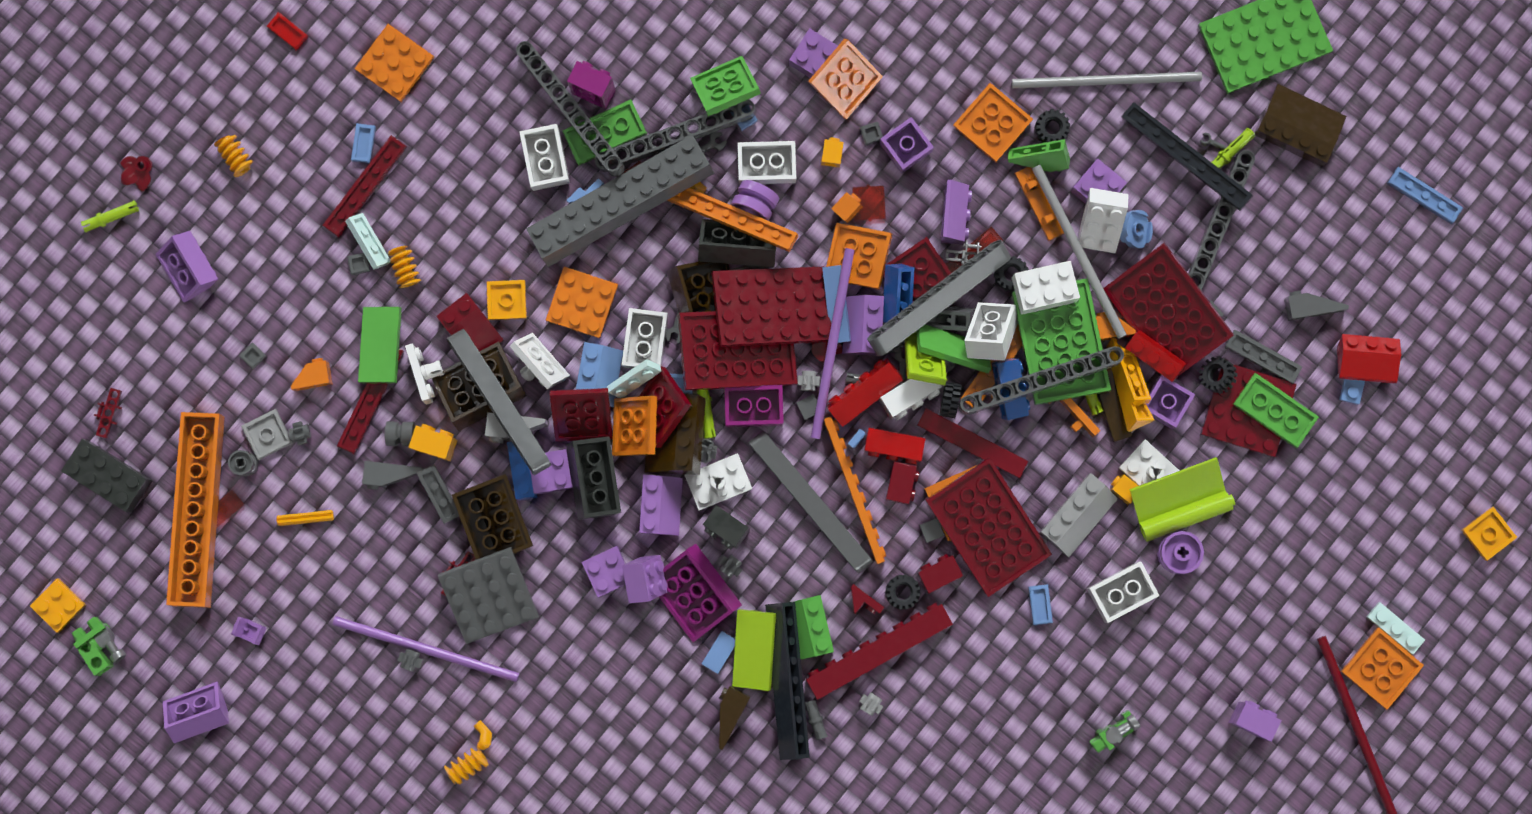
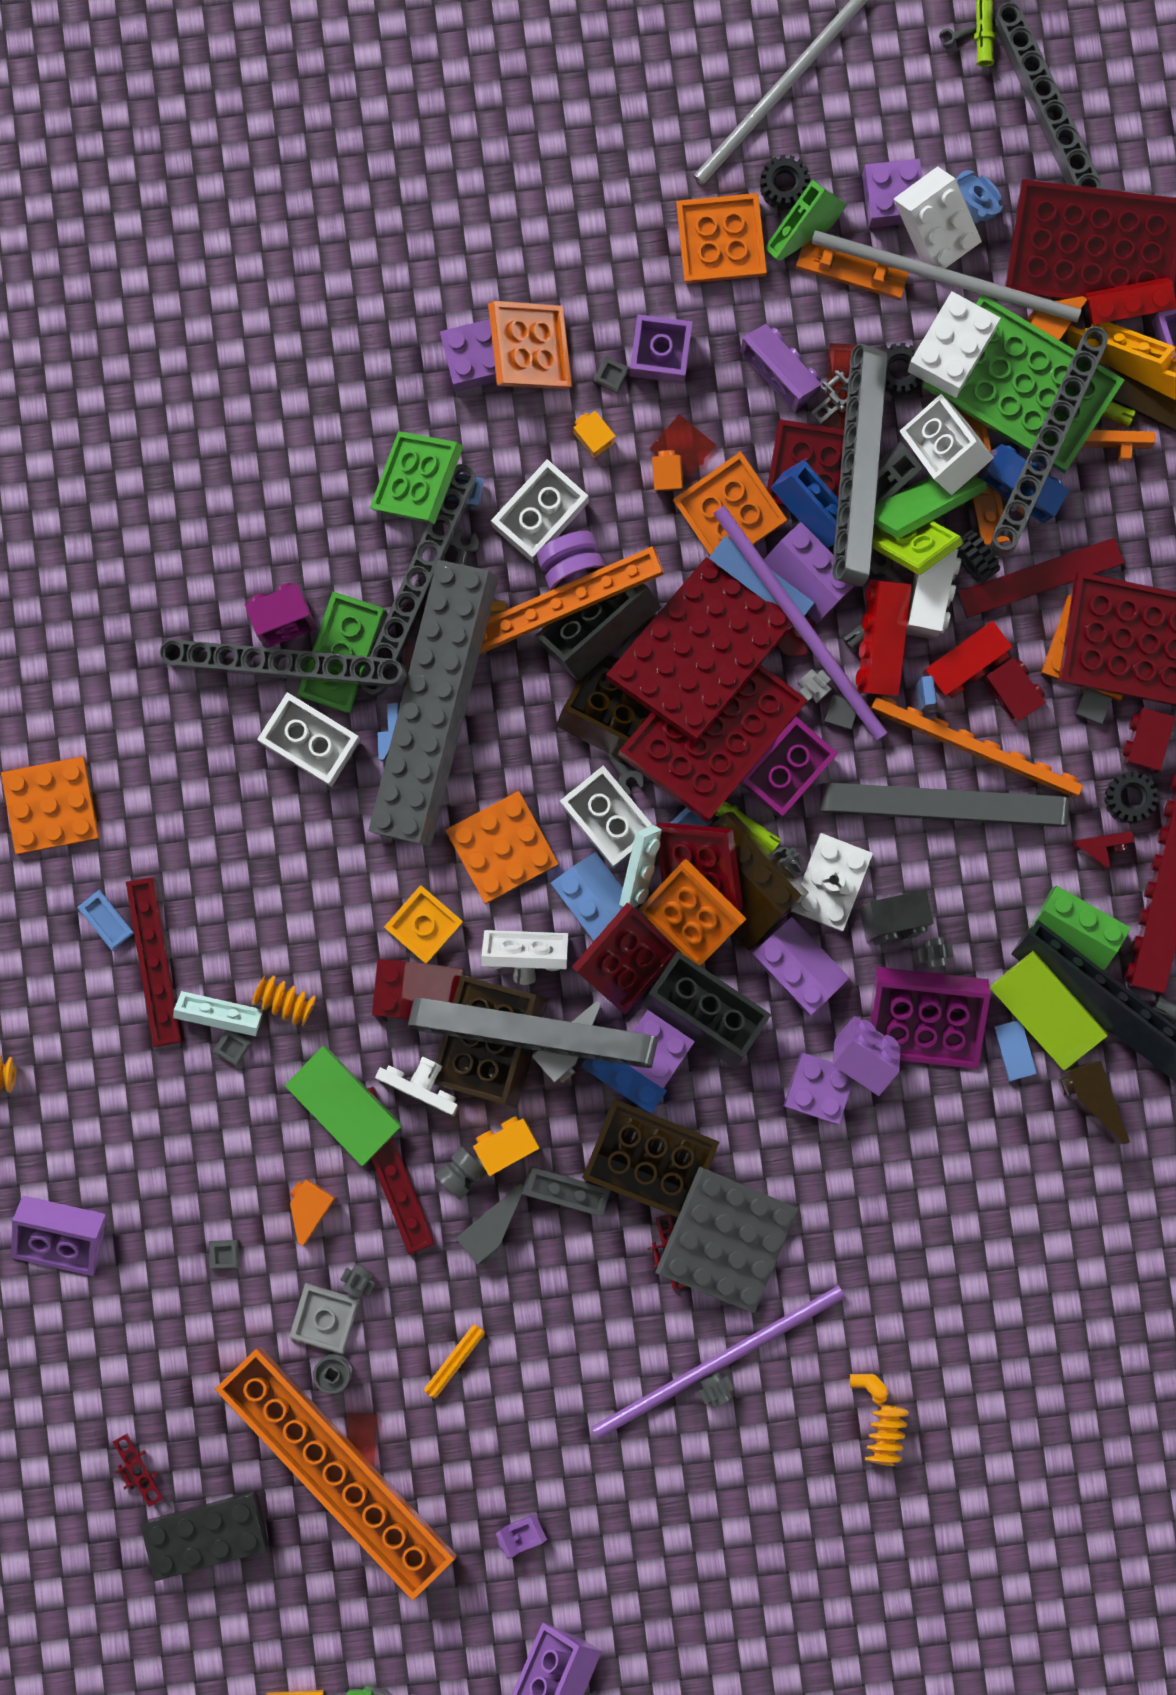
camera: 50 degrees left, 0 degrees up
(1187, 156) = (950, 72): black plate -> none

